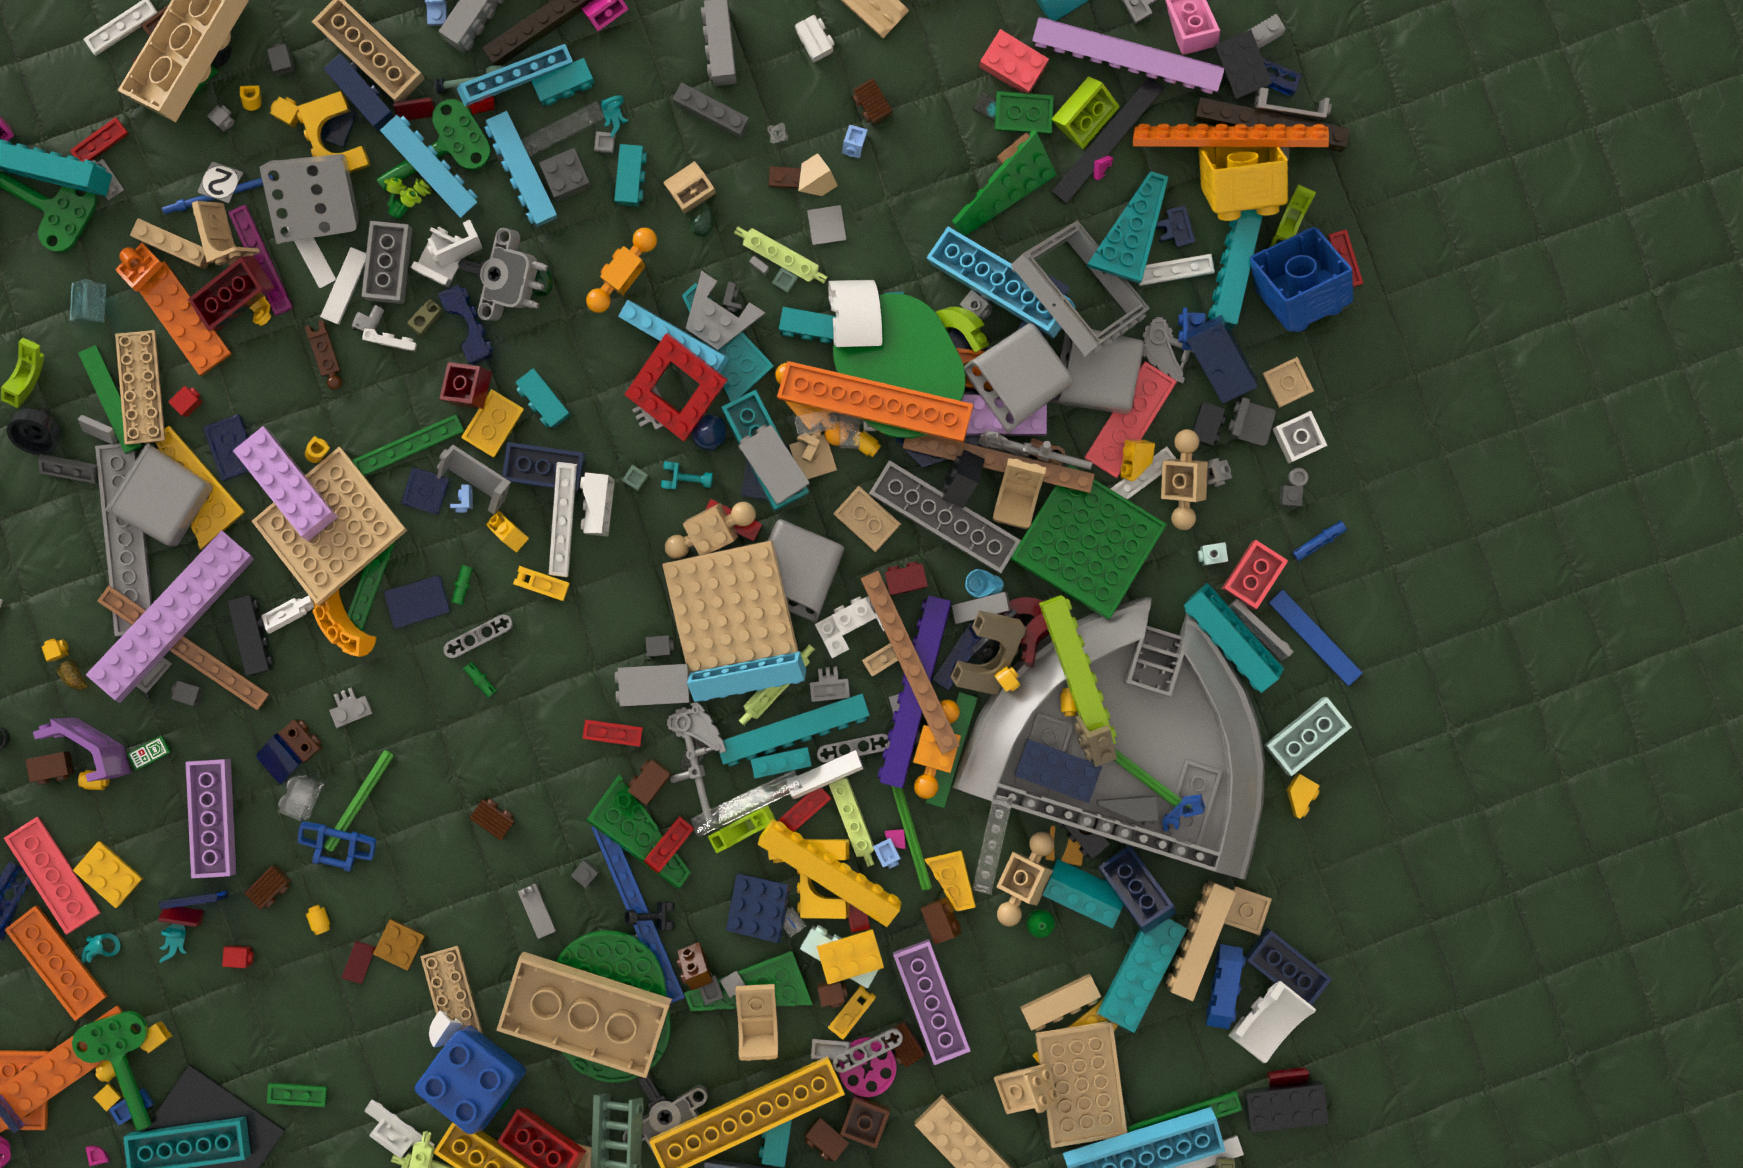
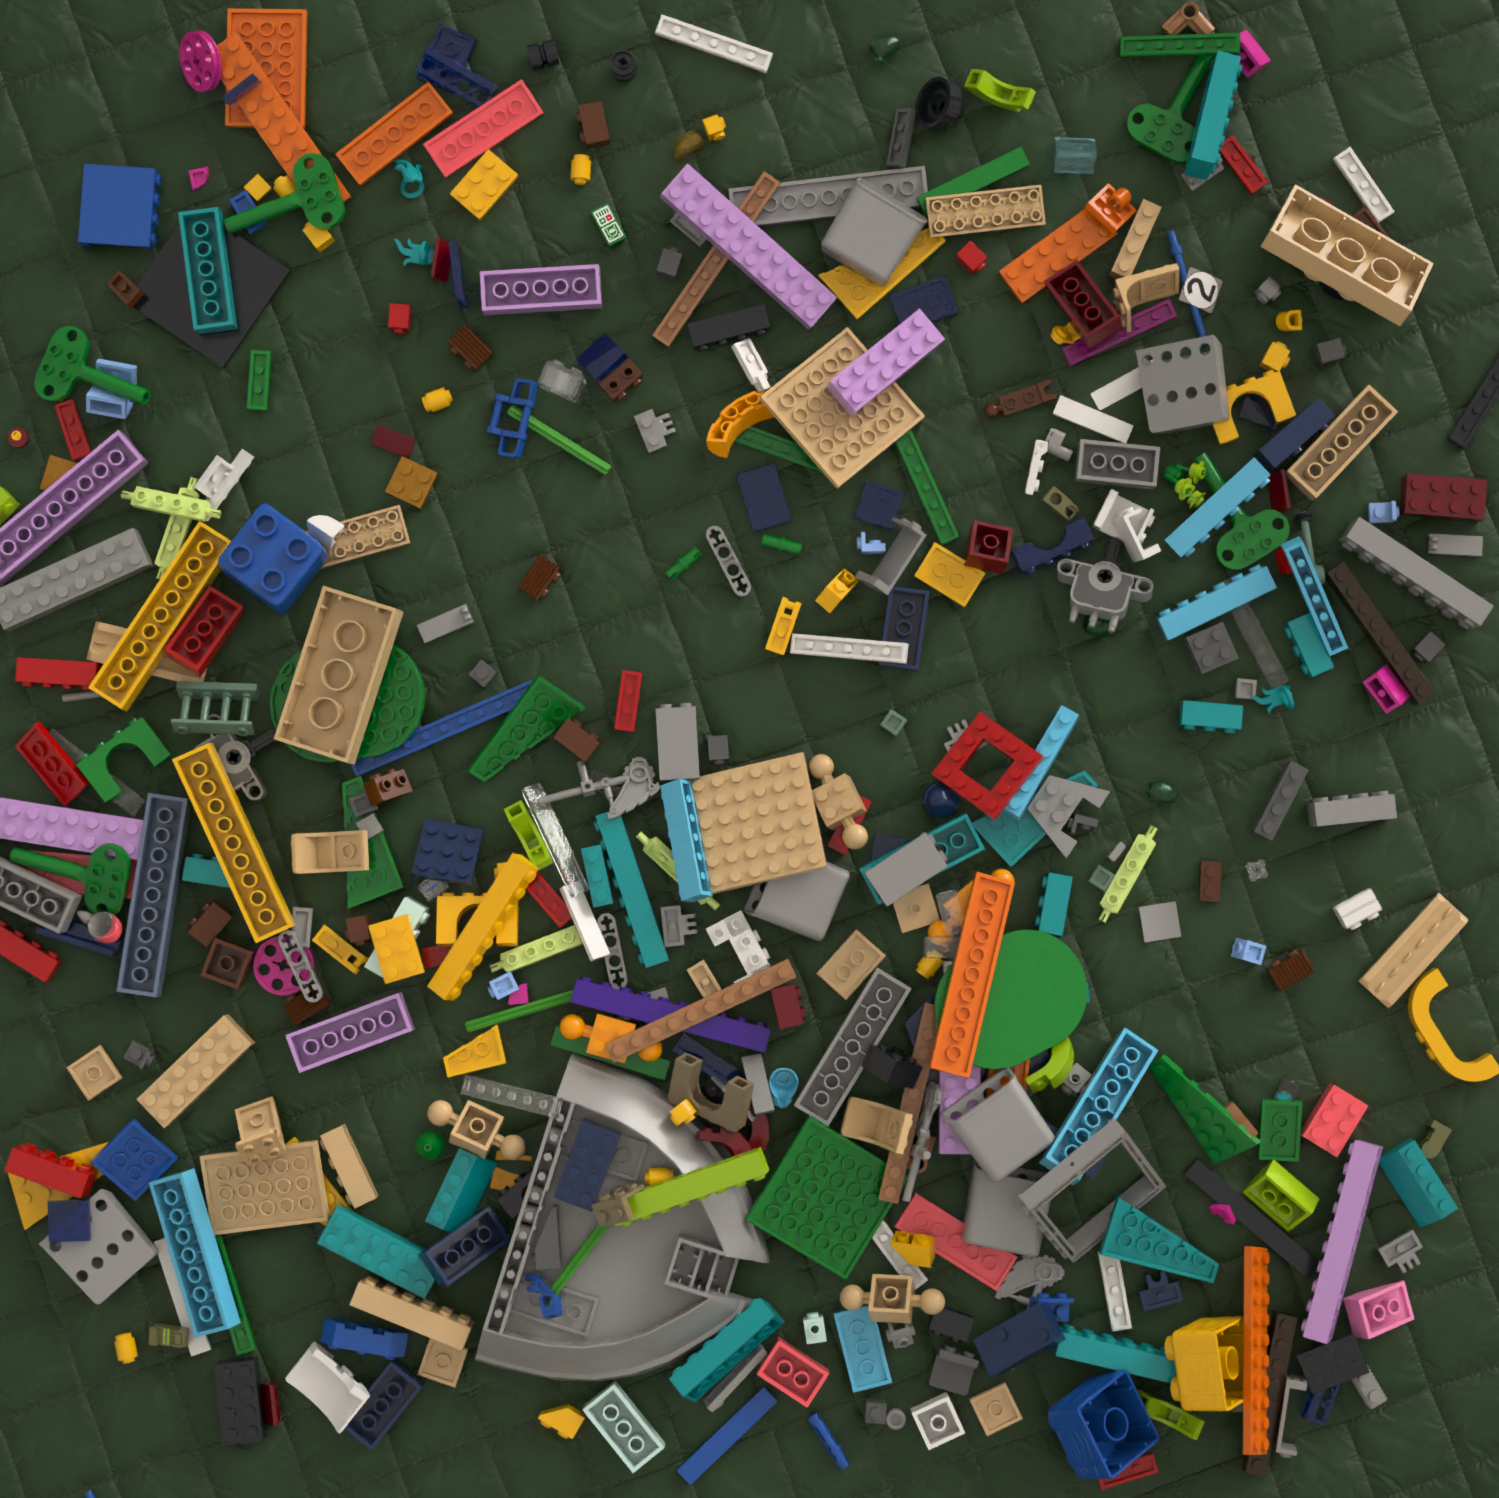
camera: 95 degrees right, 0 degrees up
(97, 429) = (941, 168): light grey tile -> none
(107, 753) = (609, 185): medium lavender panel -> none
(316, 450) = (920, 393): yellow plate -> none
(542, 399) = (974, 625): teal brick -> none
(597, 503) = (865, 684): white slope -> none
(622, 270) = (1110, 709): light orange brick -> none
(631, 916) = (439, 722): black bar -> none
(668, 844) = (512, 759): red plate -> none
(689, 187) = (1198, 778): tan slope -> none
(706, 479) = (891, 796): teal bar -> none
(813, 445) = (926, 908): tan piece -> none
(816, 177) = (1210, 911): tan slope -> none
(856, 313) = (1066, 954): white panel -> none
(941, 920) = (433, 1042): reddish brown brick -> none
(1232, 508) = (862, 1349): none -> medium azure plate

